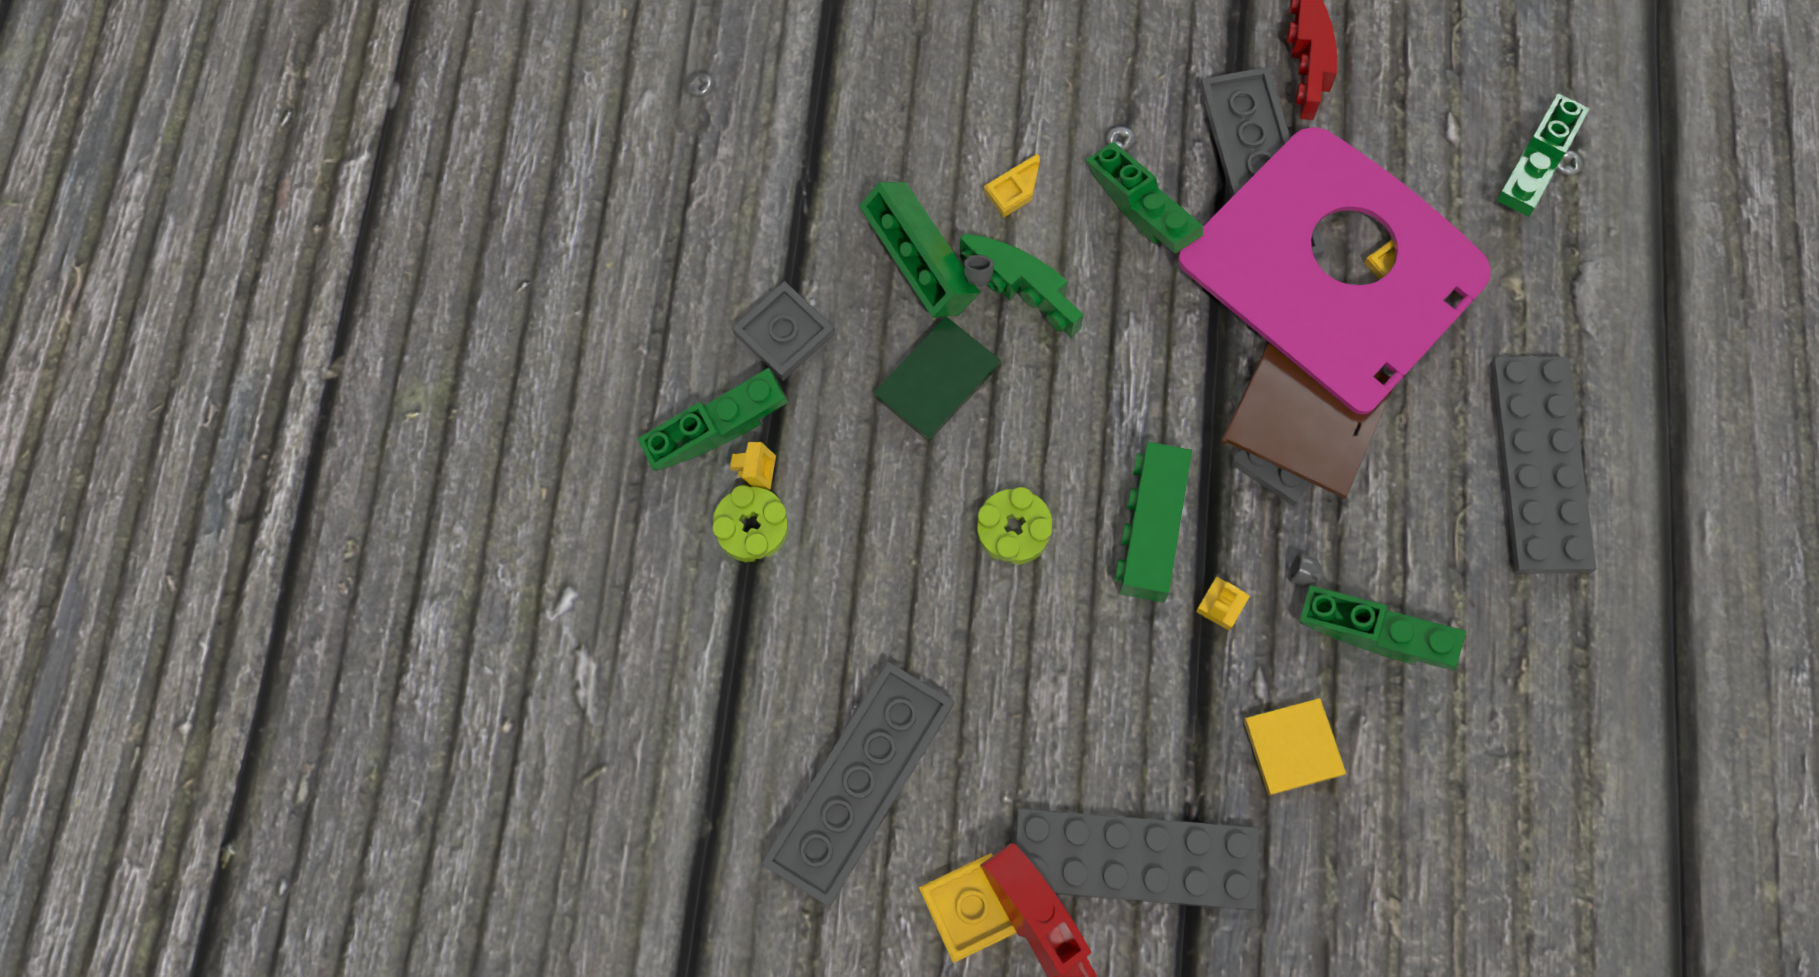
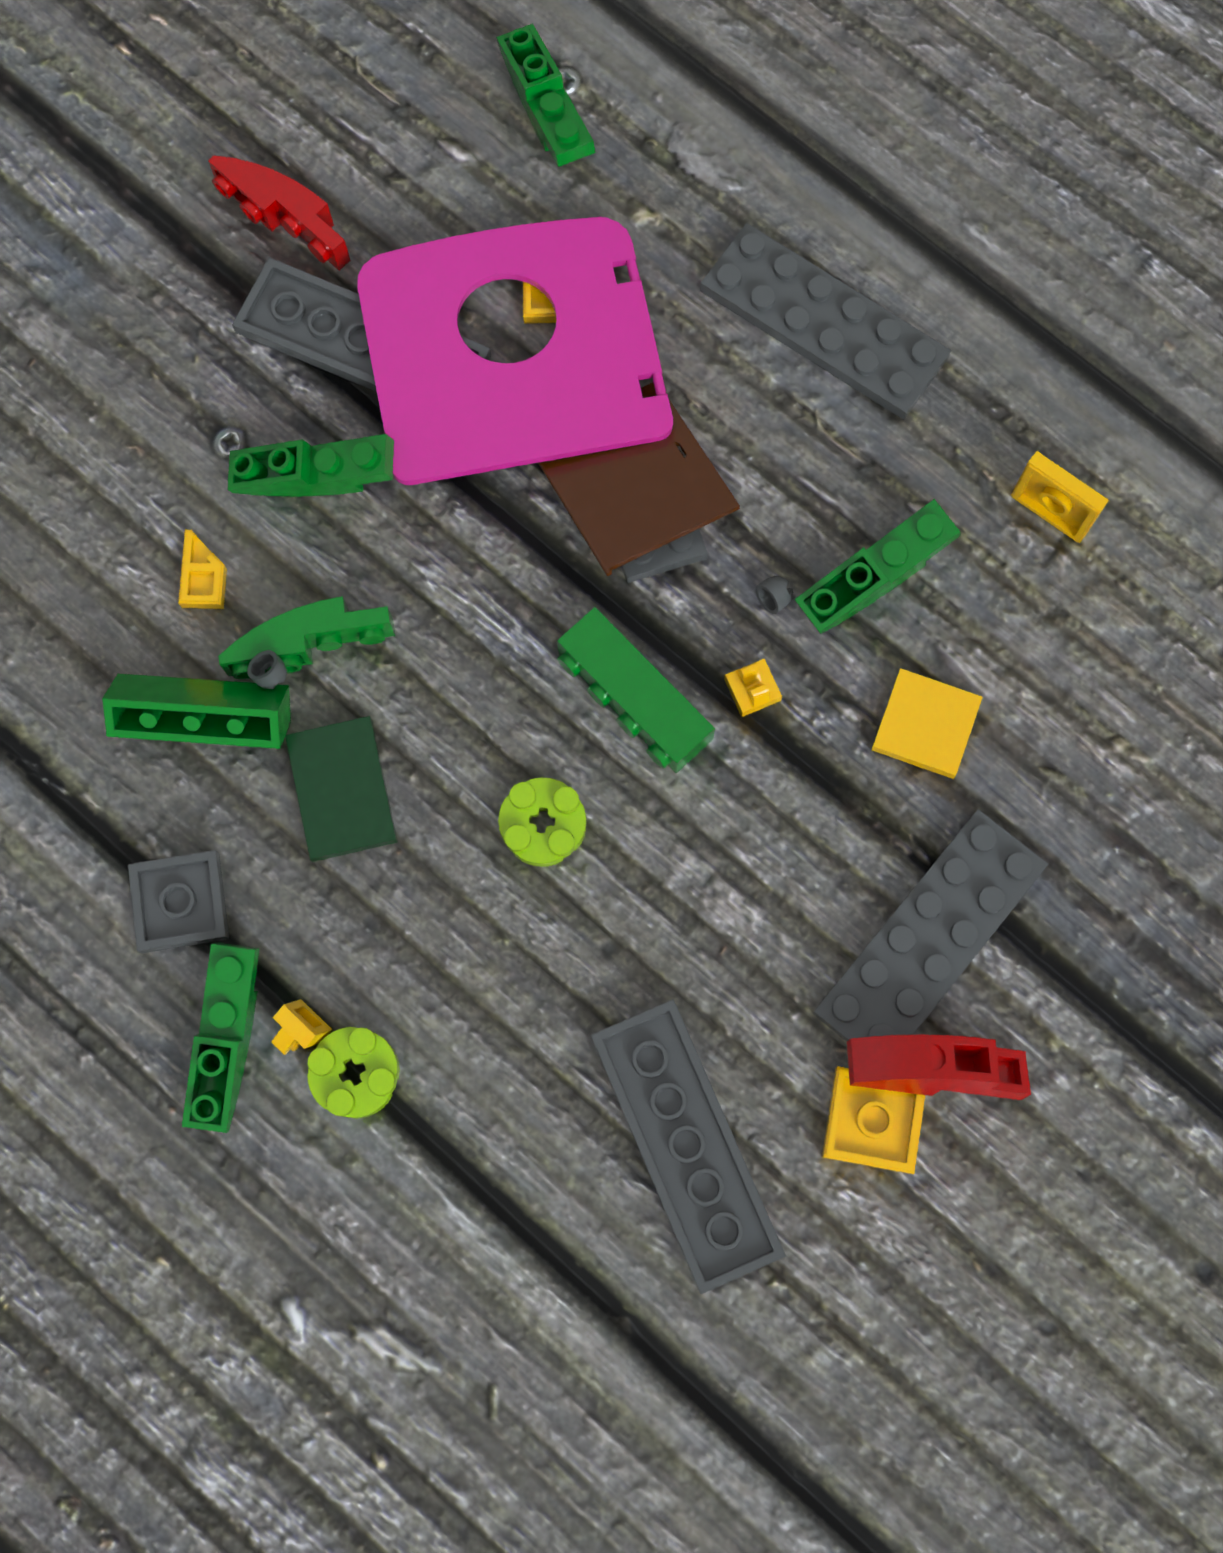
camera: 55 degrees left, 5 degrees up
(1544, 723) = (1058, 497): none -> yellow tile

